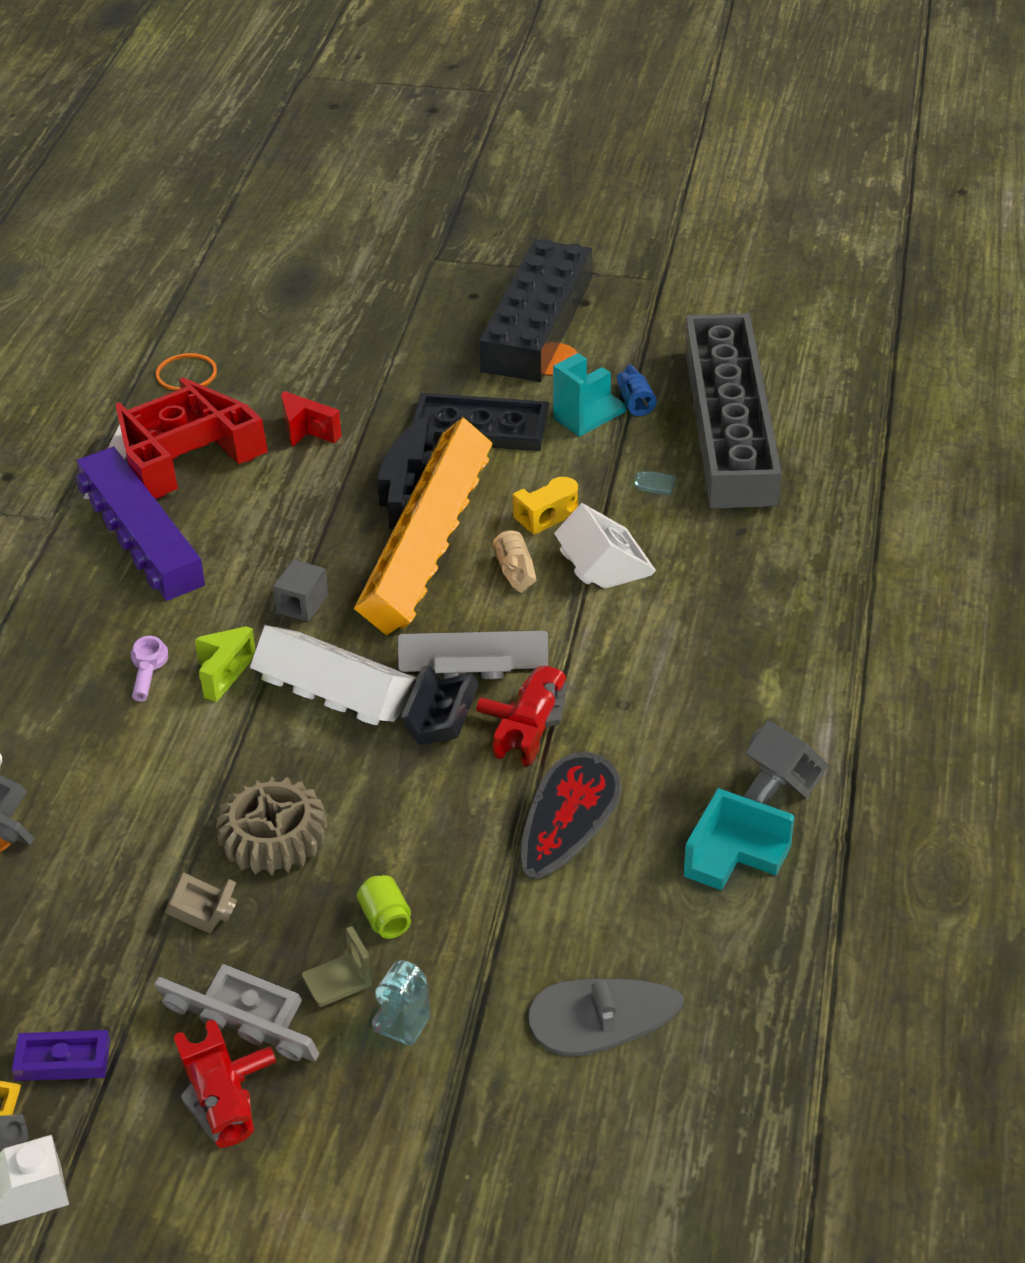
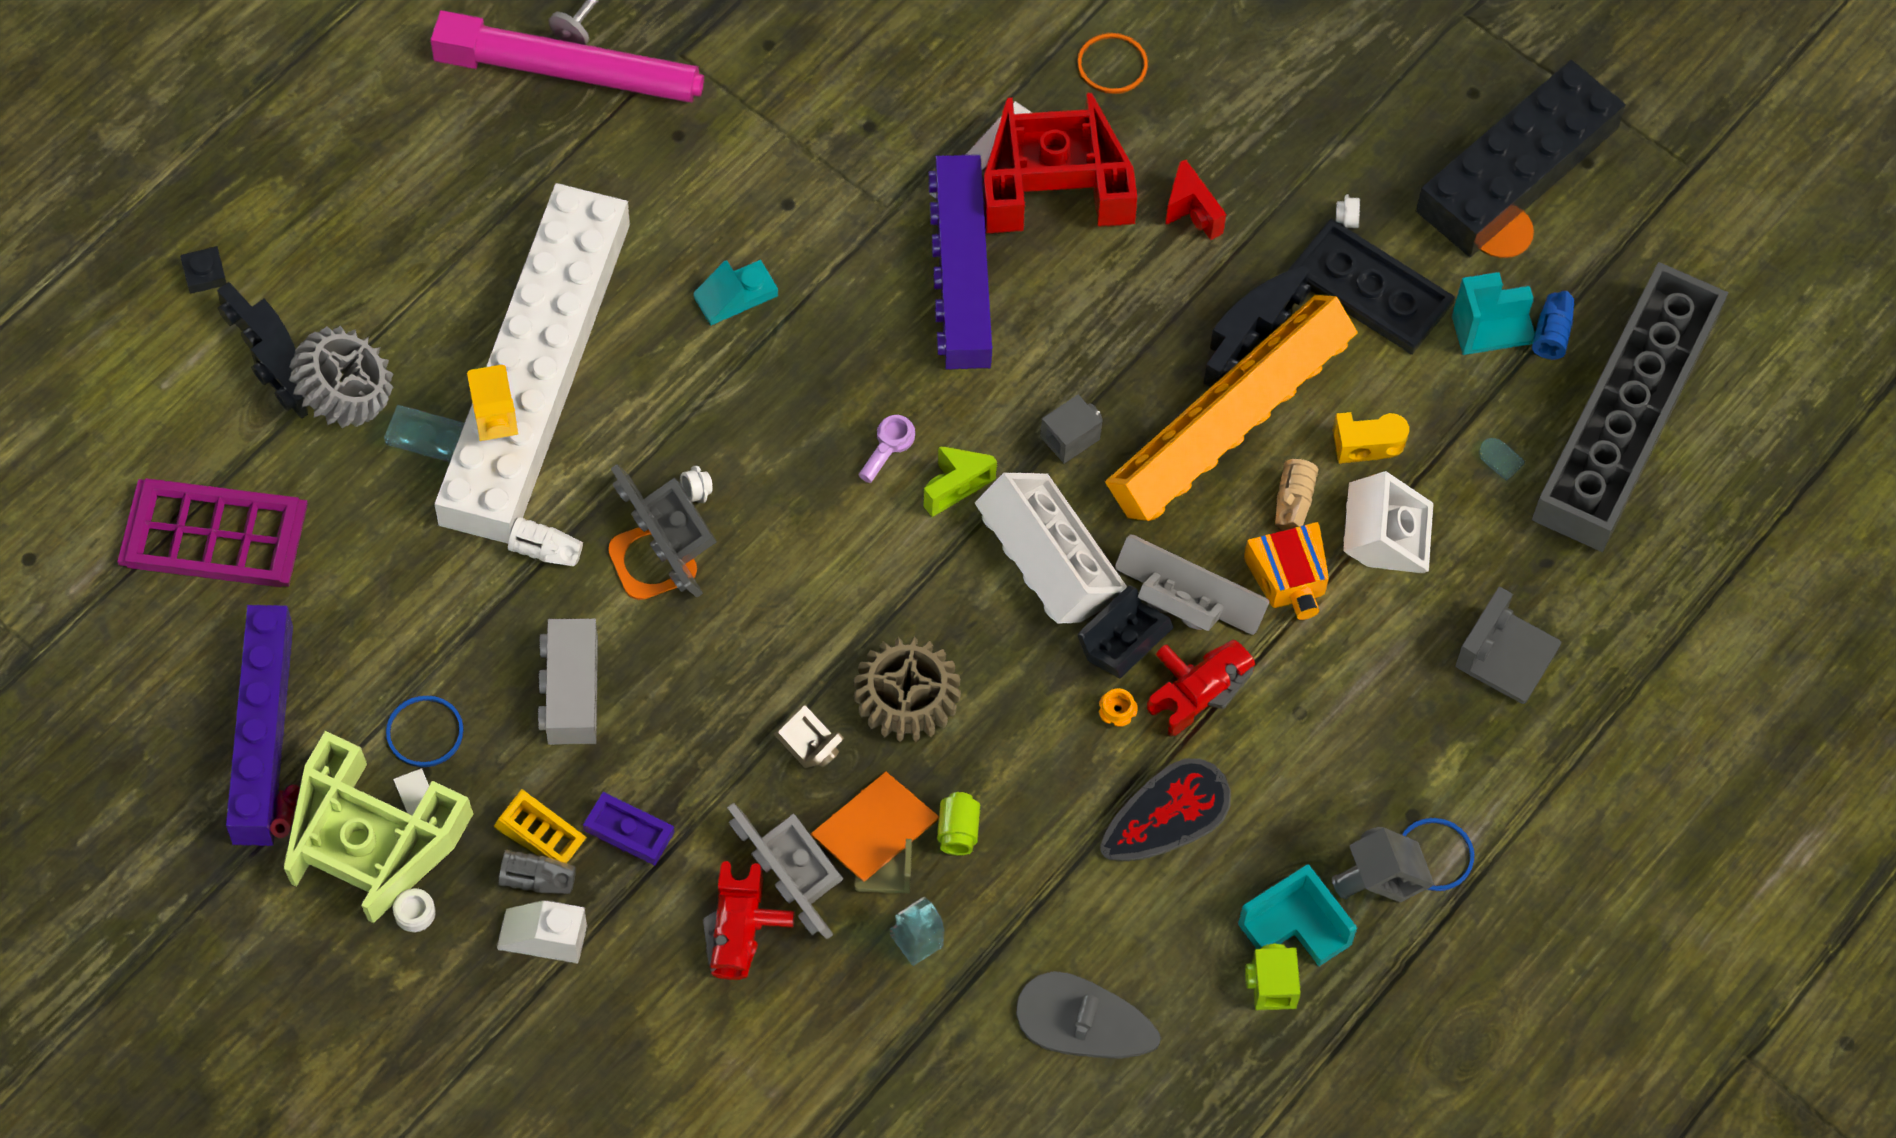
camera: 25 degrees right, 20 degrees up
(306, 946) = (874, 826): none -> orange window
(431, 383) = (1348, 212): none -> white plate
(469, 760) = (1120, 698): none -> light orange plate
(547, 604) = (1290, 568): none -> torso
(749, 895) = (1274, 977): none -> lime brick
(757, 591) = (1507, 650): none -> dark grey bracket
(830, 733) = (1465, 837): none -> blue piece

